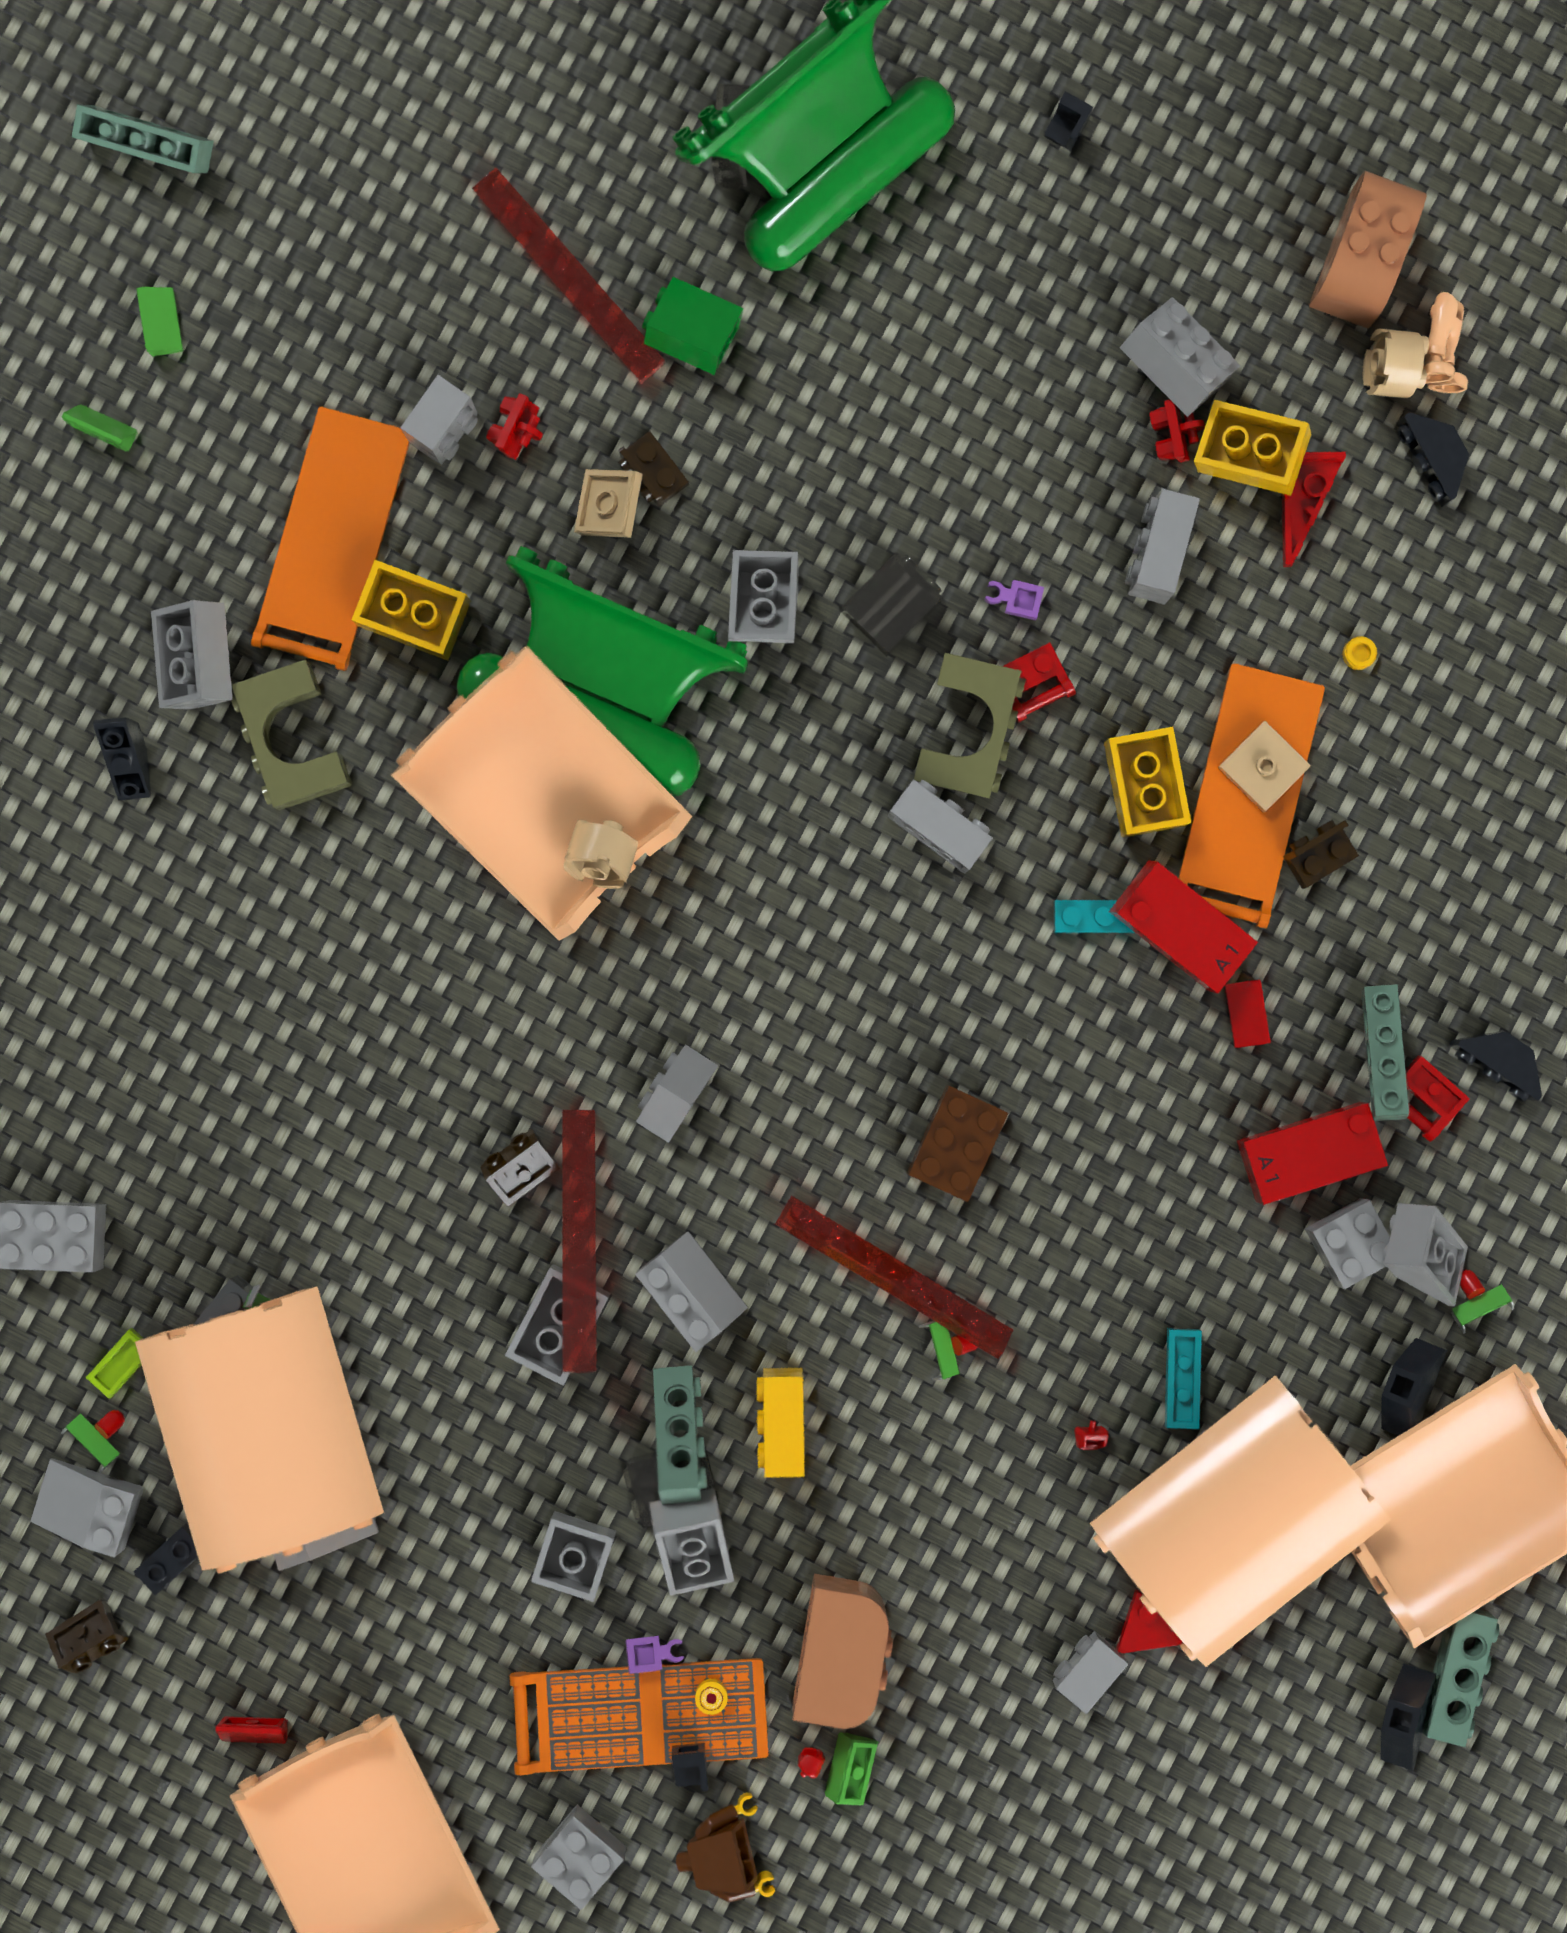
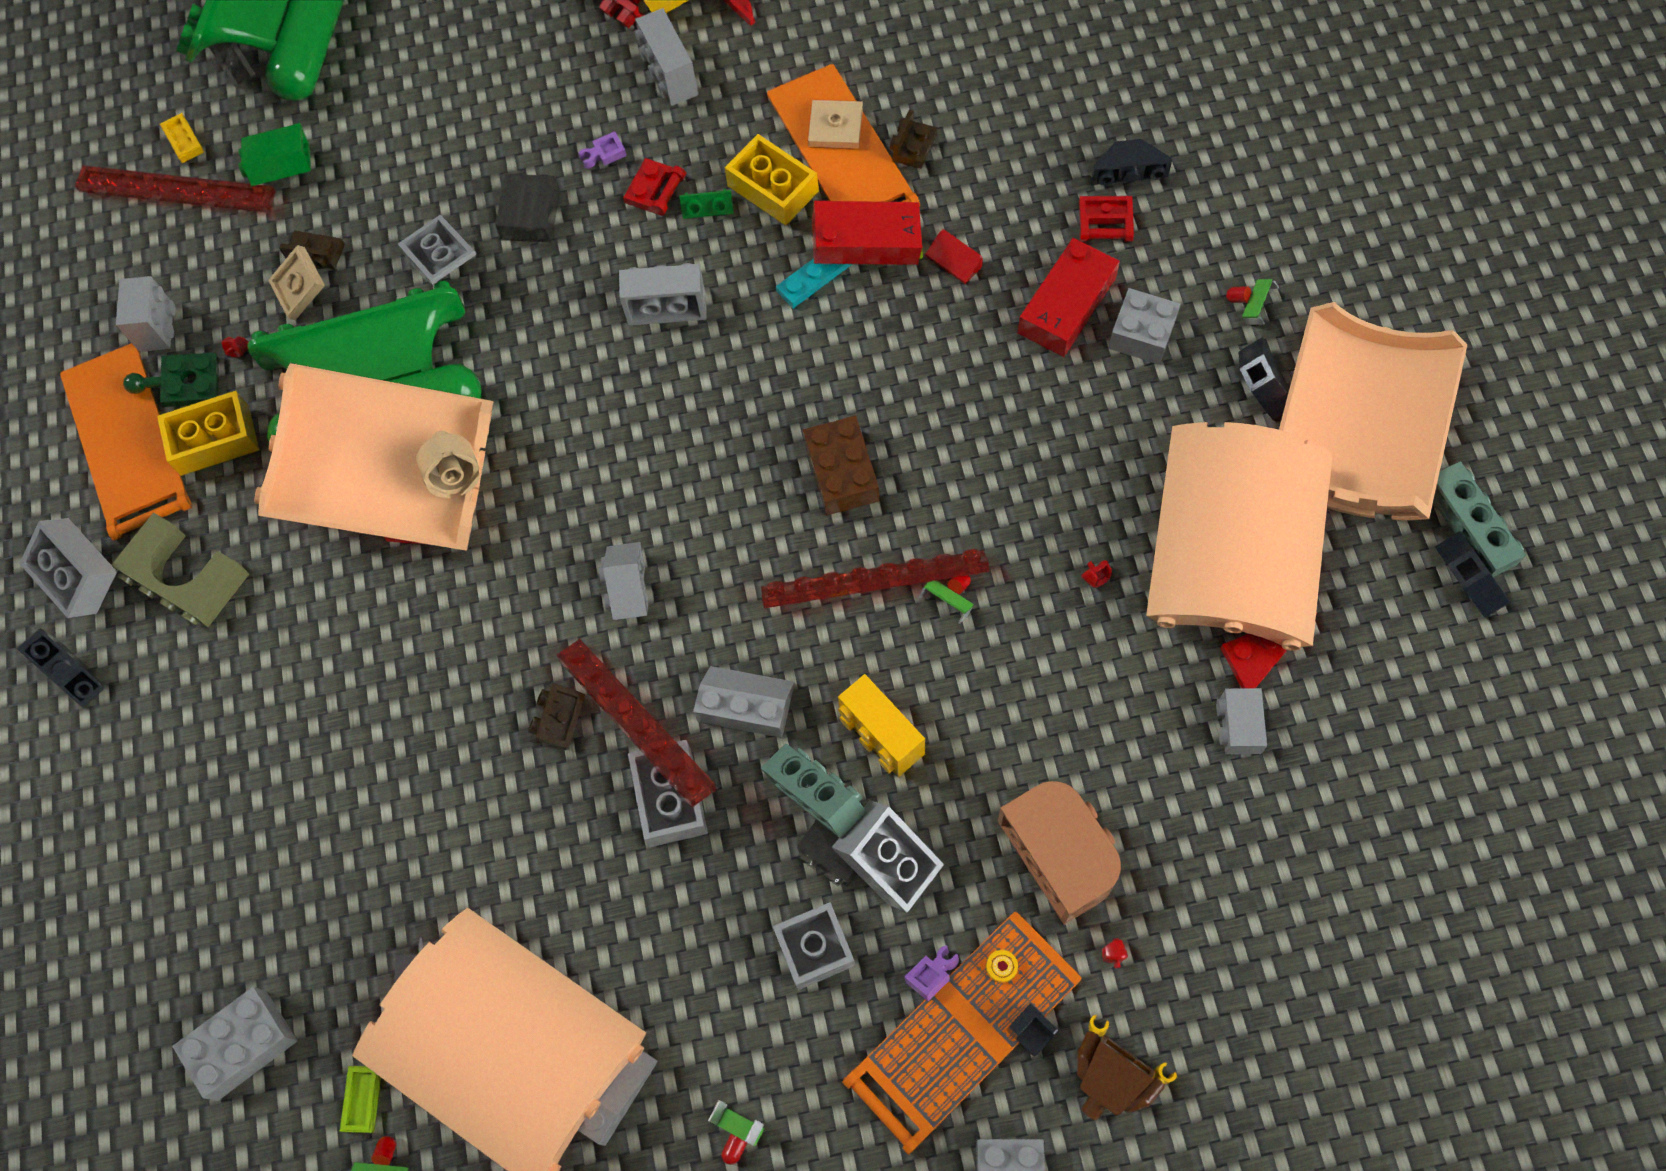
camera: 30 degrees left, 20 degrees down
(399, 1646) = (741, 1129): none -> piece
(426, 503) = (173, 372): none -> dark green plate
(502, 522) = (235, 347): none -> red piece
(518, 428) = (204, 286): red hips -> none
(617, 213) = (181, 138): none -> yellow plate
(851, 1769) = (1147, 935): bright green slope -> none
(975, 772) = (631, 197): olive arch -> none
(1054, 740) = (706, 204): none -> green hinge
(1183, 1378) = (1120, 489): teal plate -> none
(1359, 653) = (836, 34): yellow tile -> none
(1385, 1052) = (1055, 206): sand green brick -> none
(1425, 1251) = (1189, 286): light grey slope -> none

